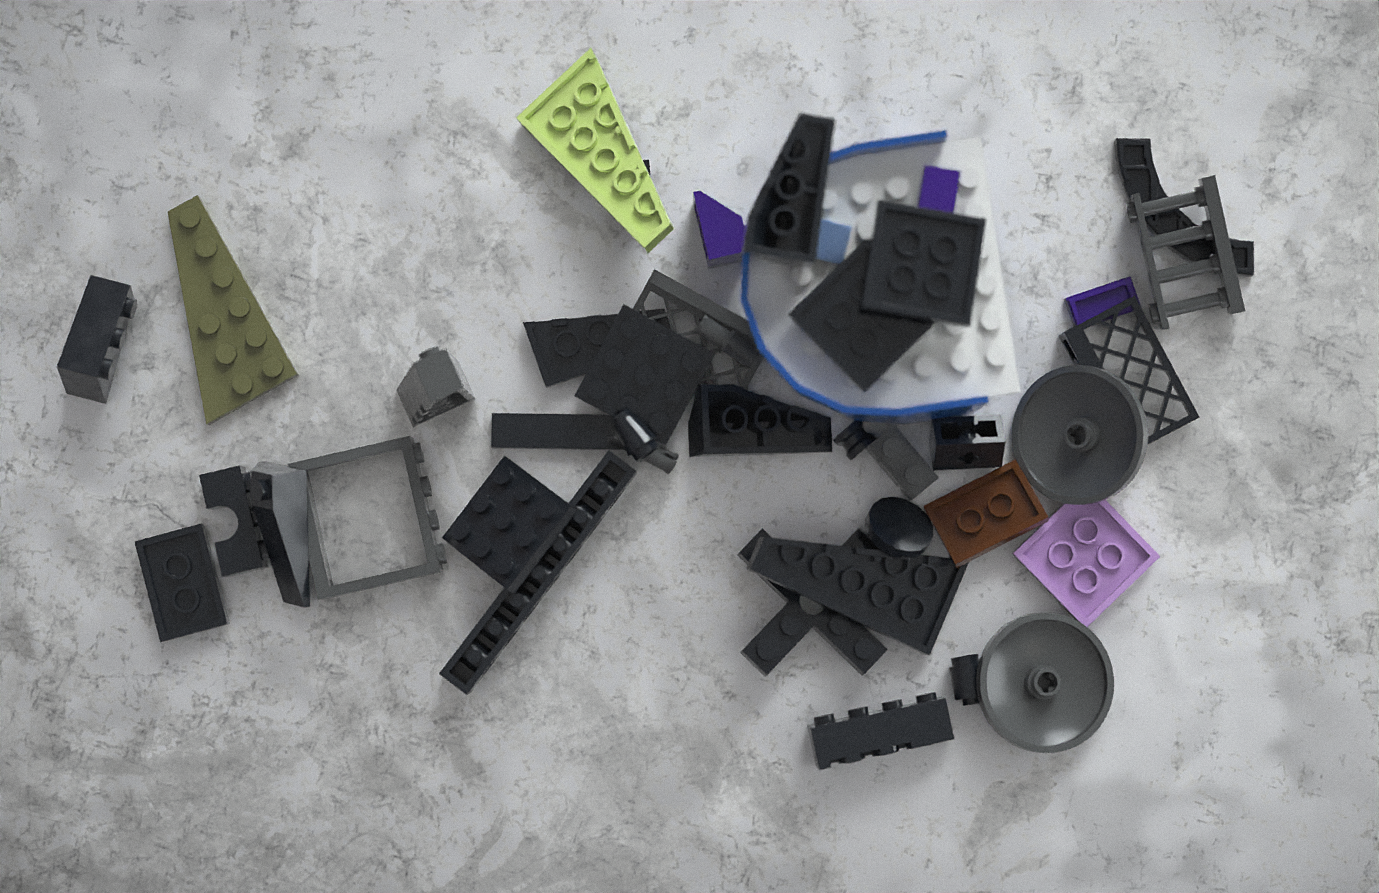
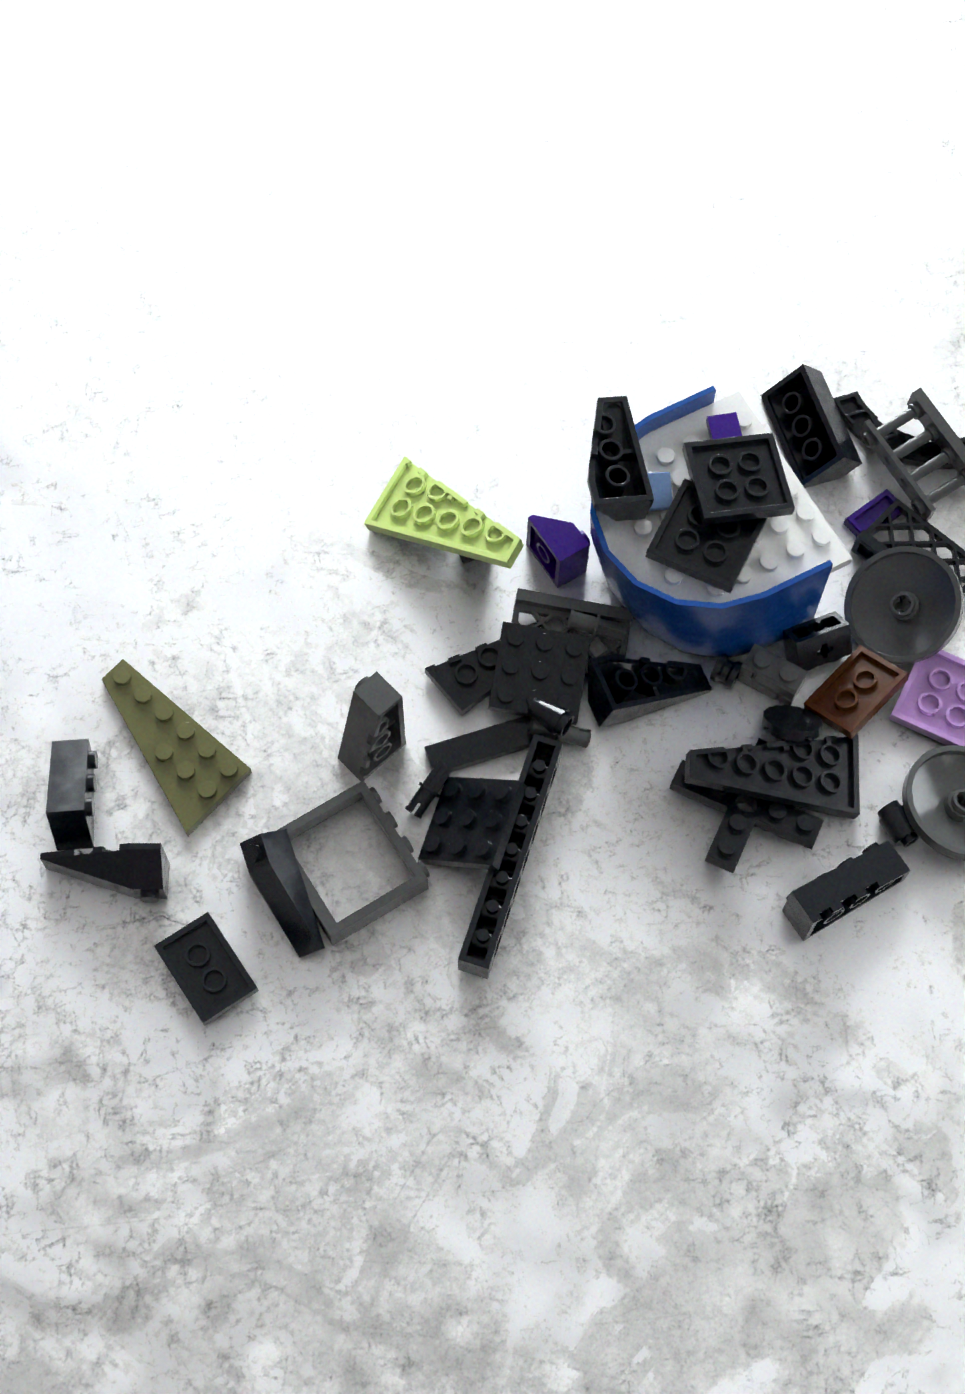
camera: 20 degrees left, 20 degrees down
(130, 452) = (133, 870): none -> black wedge
(246, 548) = (224, 878): black arch -> none
(479, 465) = (429, 788): none -> black axle
(1074, 169) = (810, 427): none -> black slope

